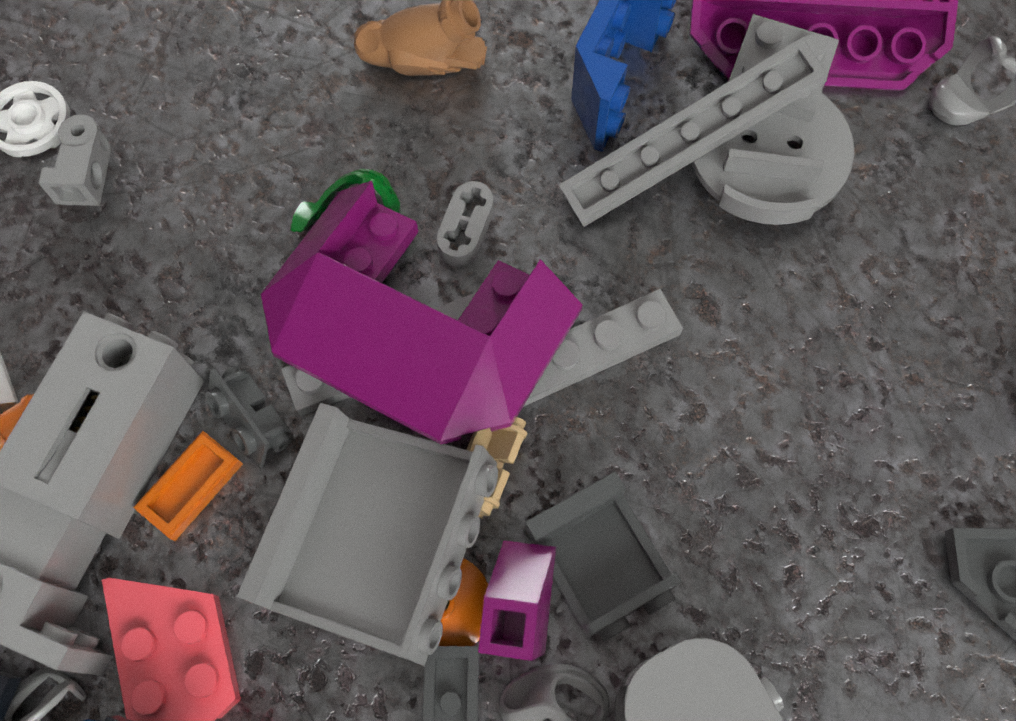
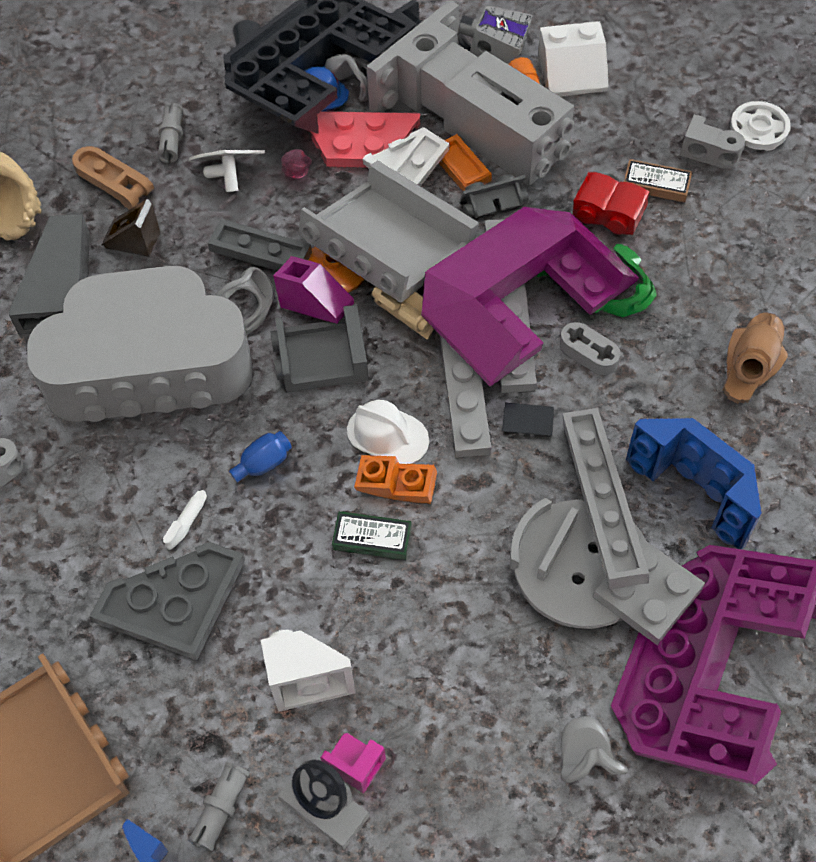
camera: 110 degrees right, 10 degrees down
(158, 216) = (659, 180): none -> tile
(207, 556) = (413, 156): none -> white wing
(223, 255) = (610, 203): none -> red brick
(594, 265) = (528, 419): none -> black piece
(684, 427) = (386, 431): none -> white piece
(748, 388) = (389, 479): none -> orange slope
(800, 568) = (262, 456): none -> blue plant
(837, 389) = (371, 535): none -> tile
(941, 639) = (180, 528): none -> white piece

